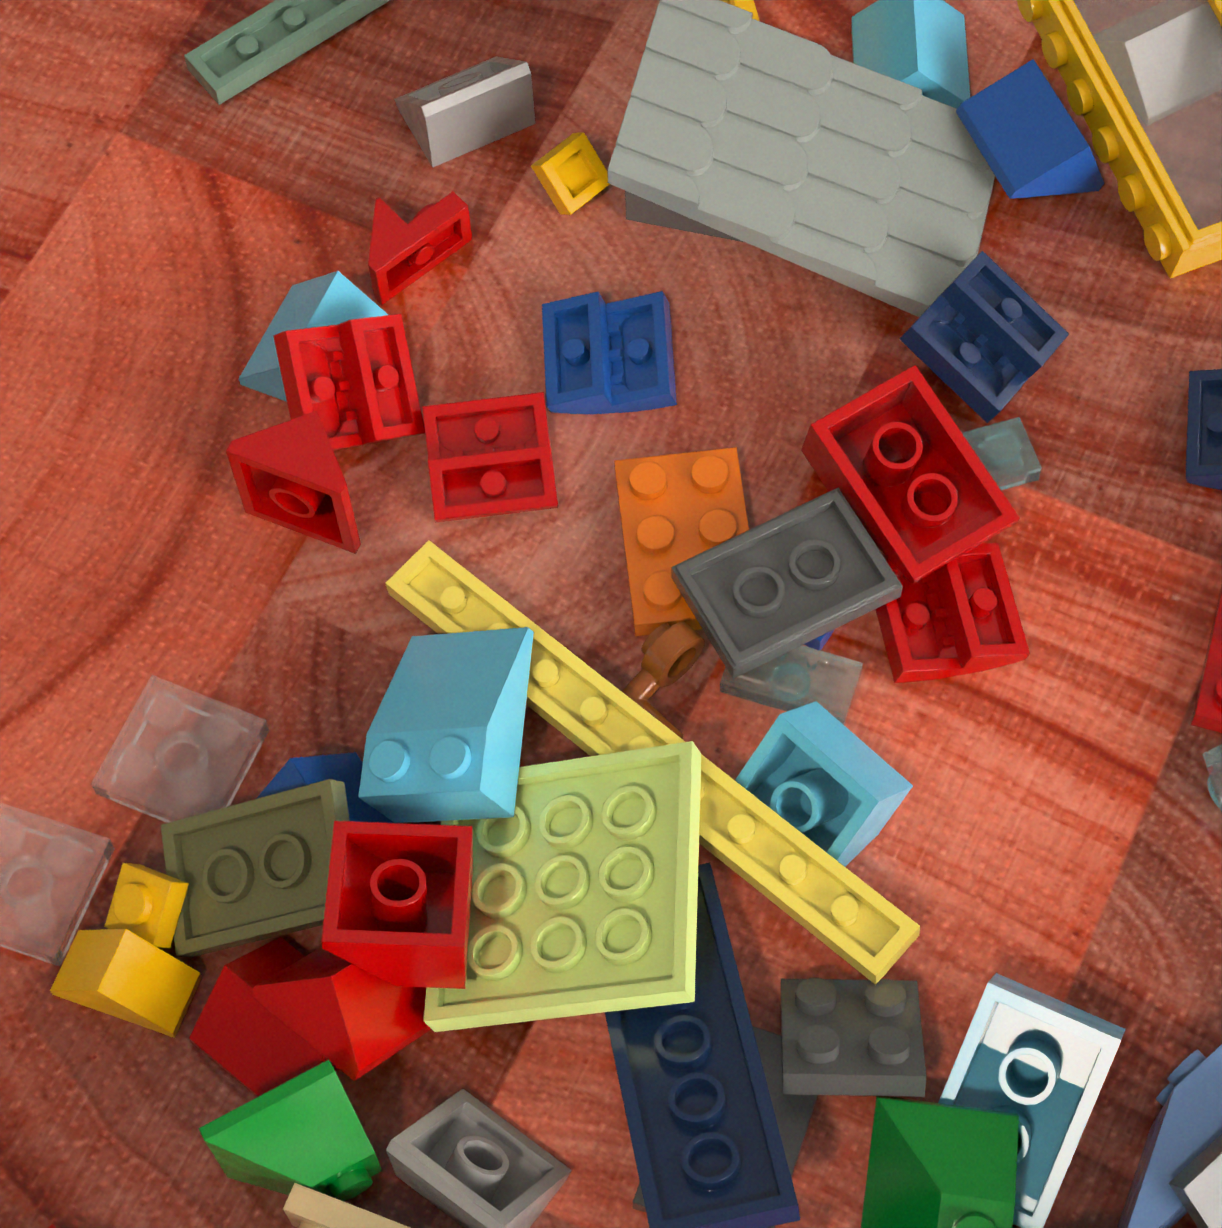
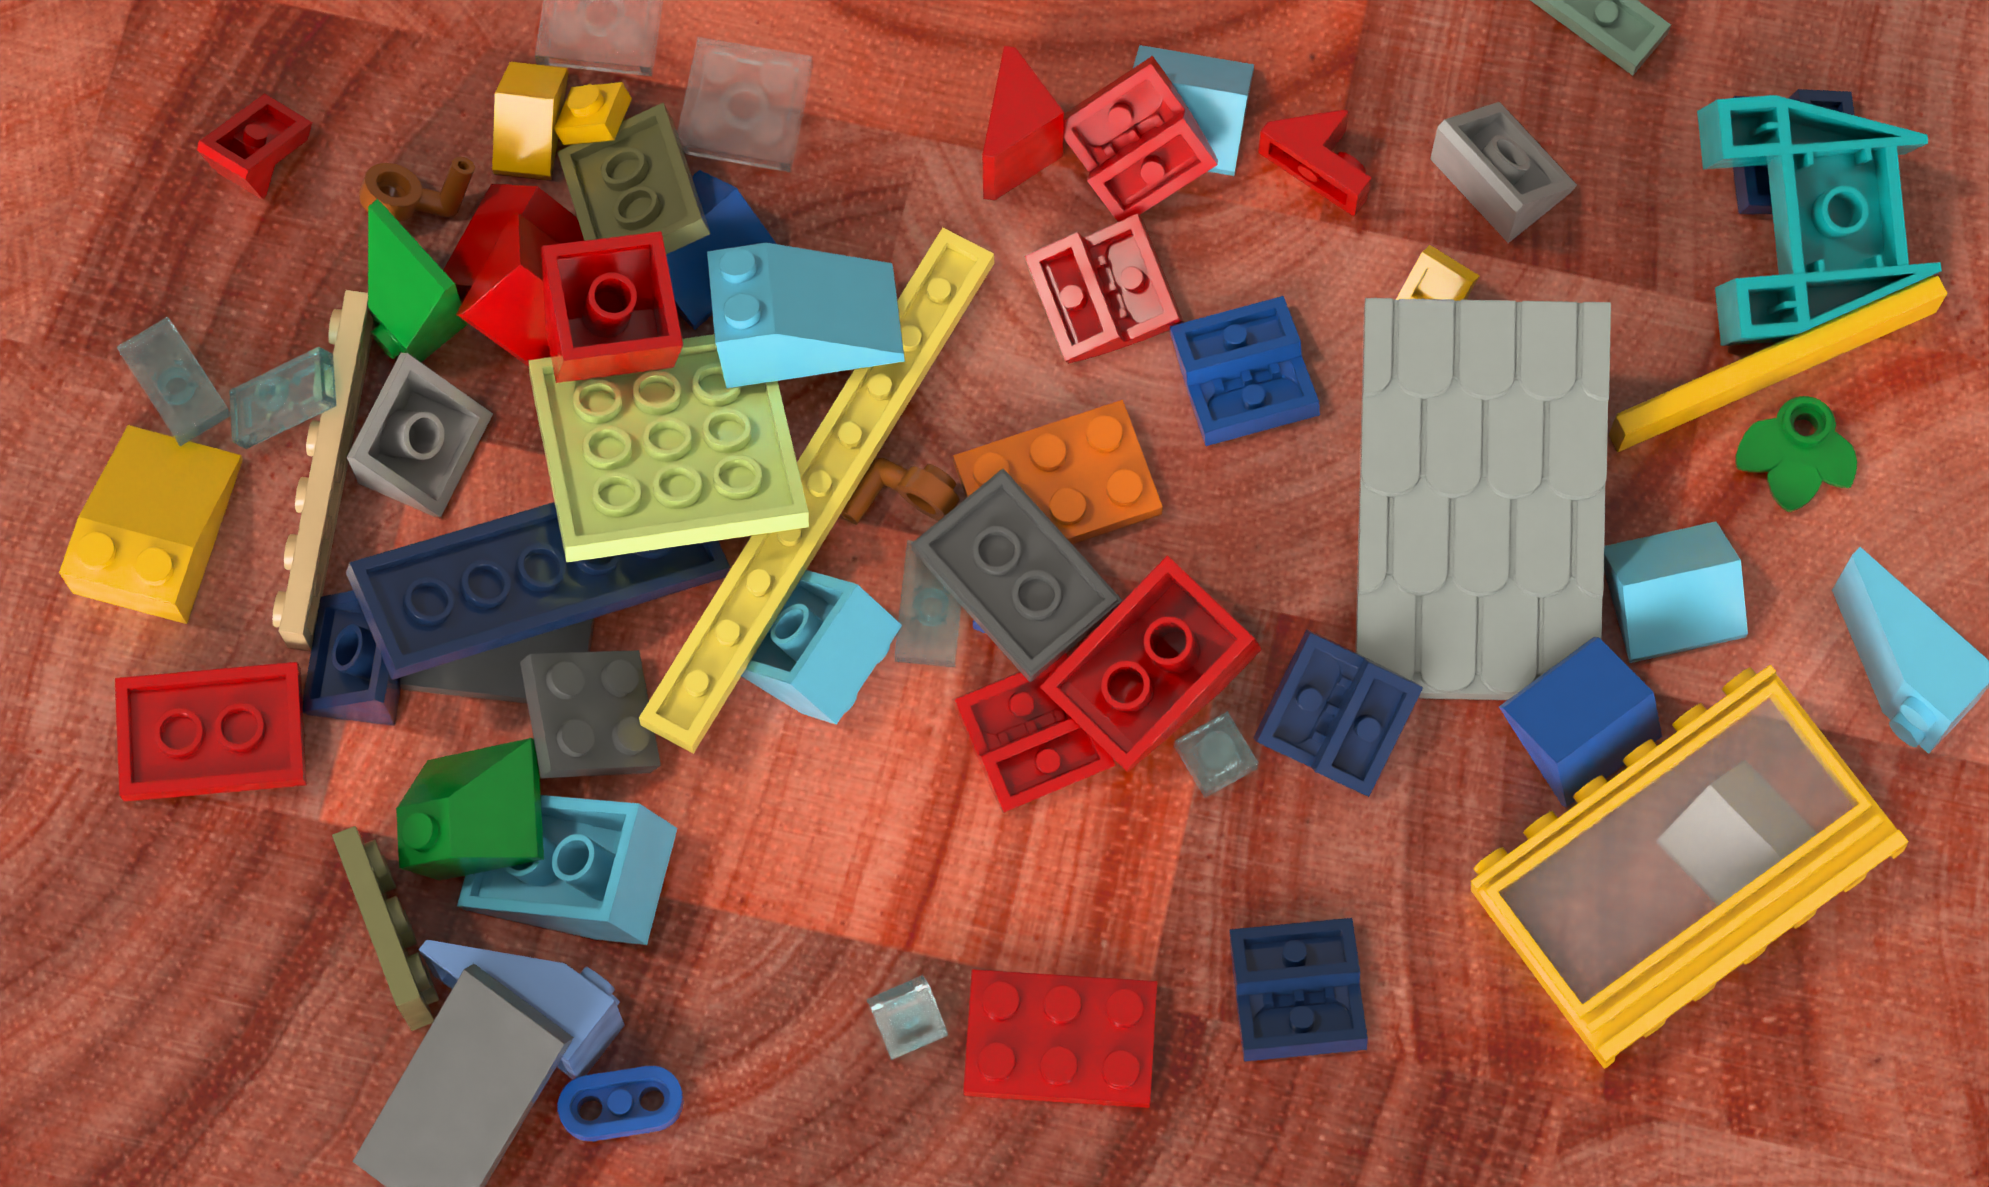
camera: 75 degrees right, 10 degrees up
(171, 1143) = (403, 193): none -> dark orange plate

